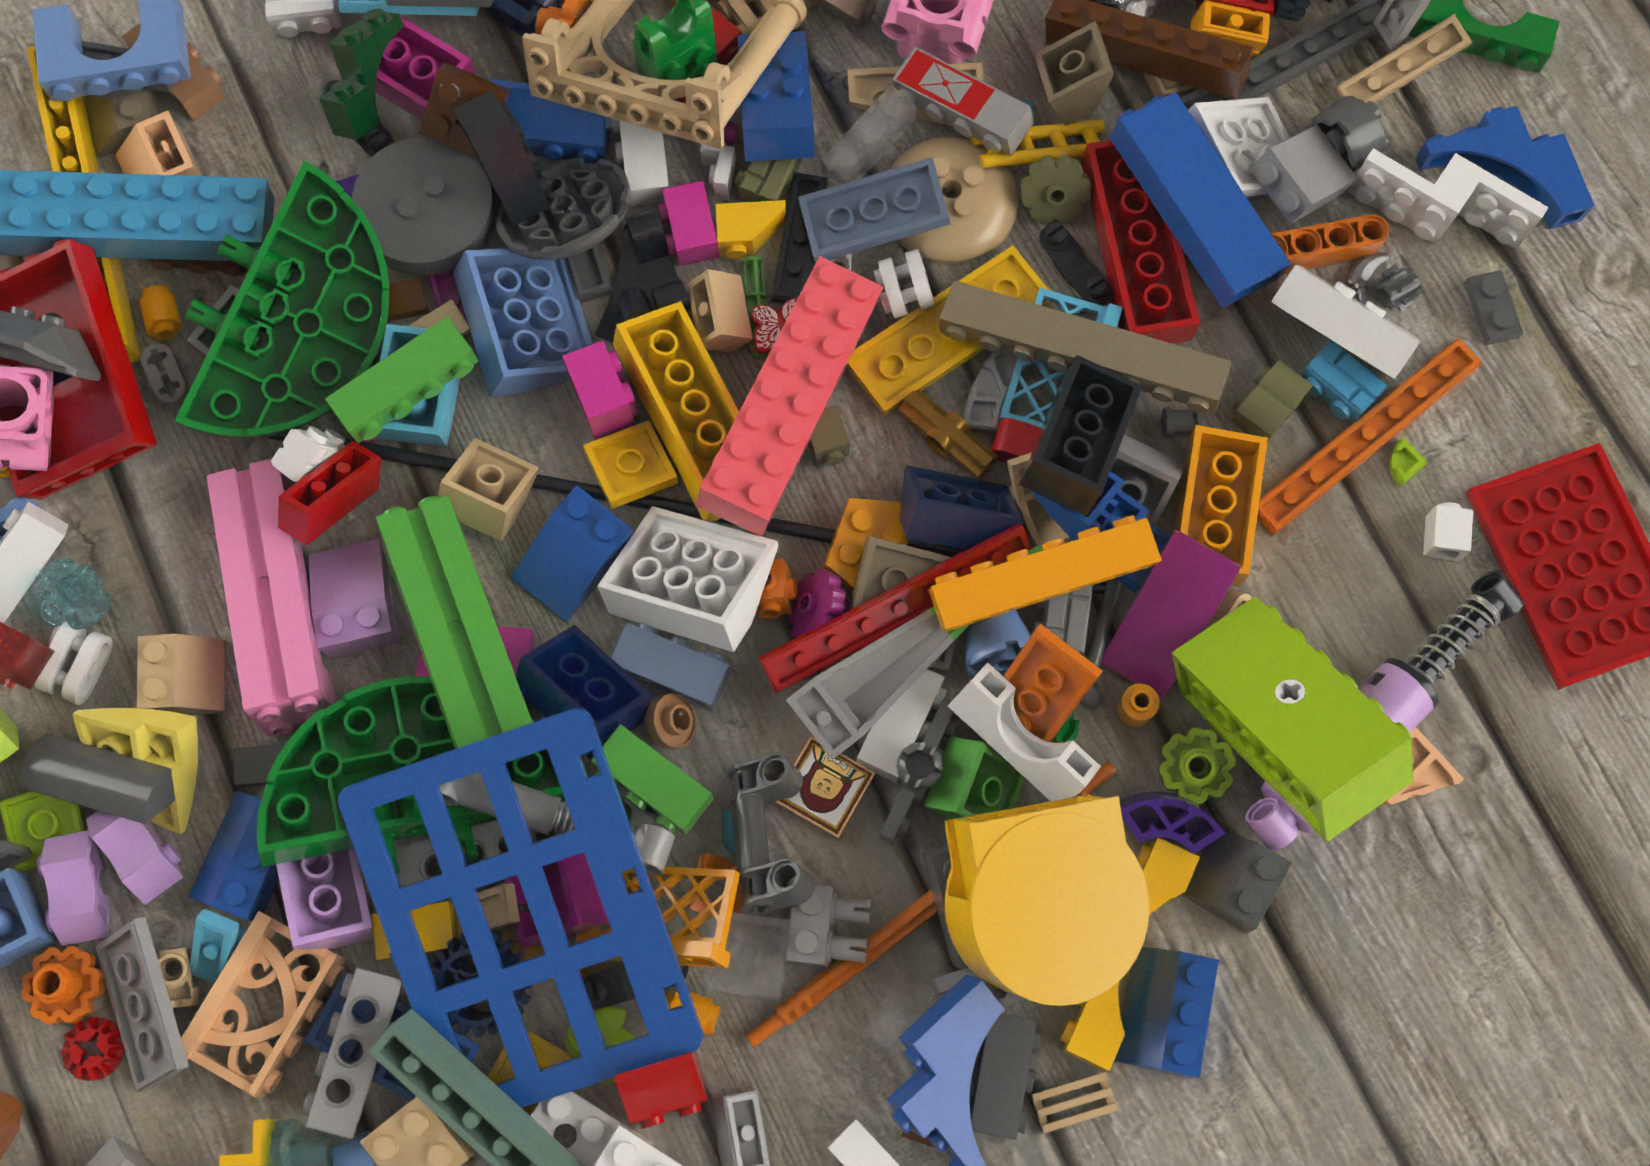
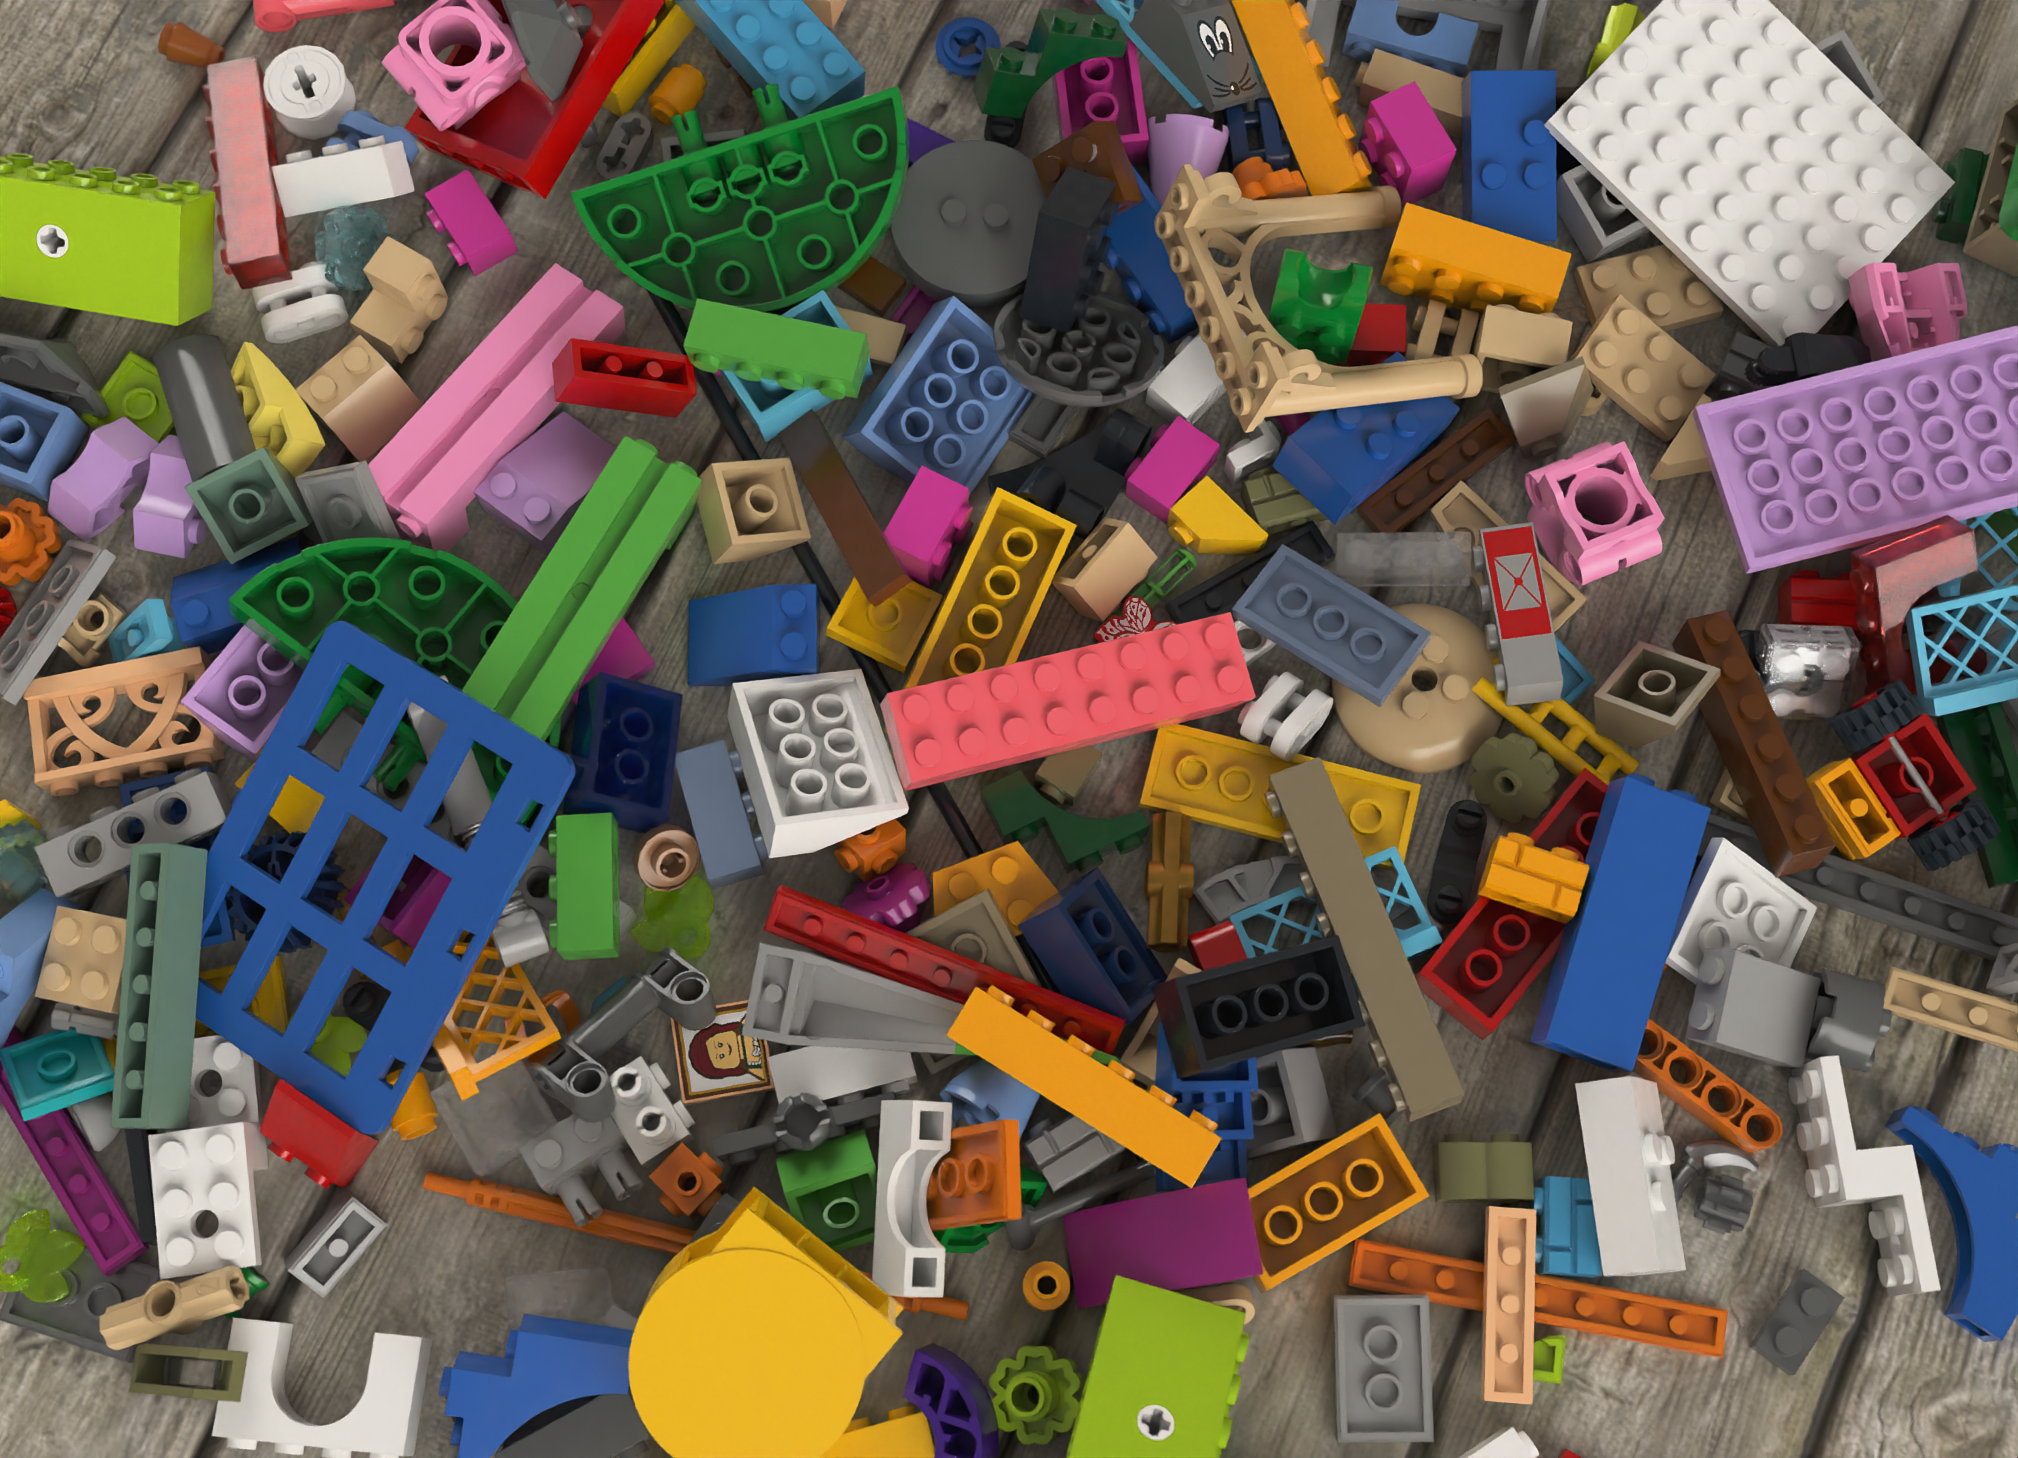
camera: 50 degrees right, 0 degrees up
(122, 509) = (470, 222): none -> dark pink brick
(136, 592) = (402, 301): none -> tan brick
(191, 799) = (250, 504): none -> sand green slope
(252, 733) = (346, 503): none -> light grey tile
(286, 112) = (964, 32): none -> blue gear
(306, 451) = (642, 325): white brick -> none
(496, 48) = (1179, 142): none -> lavender cone
(499, 907) = (359, 845): tan tile -> none
(544, 426) = (844, 509): none -> reddish brown tile
(709, 747) = (672, 915): none -> clear neon green plate
(826, 484) = (1078, 840): none -> dark green arch
(829, 80) = (1436, 474): none -> reddish brown plate
(829, 862) = (647, 1114): none -> white brick
(885, 882) = (675, 1173): none -> orange brick
(1131, 222) = (1534, 877): none -> light orange brick
(1340, 553) = (1382, 1368): none -> light grey tile
(1363, 450) = (1508, 1305): none -> light nougat plate

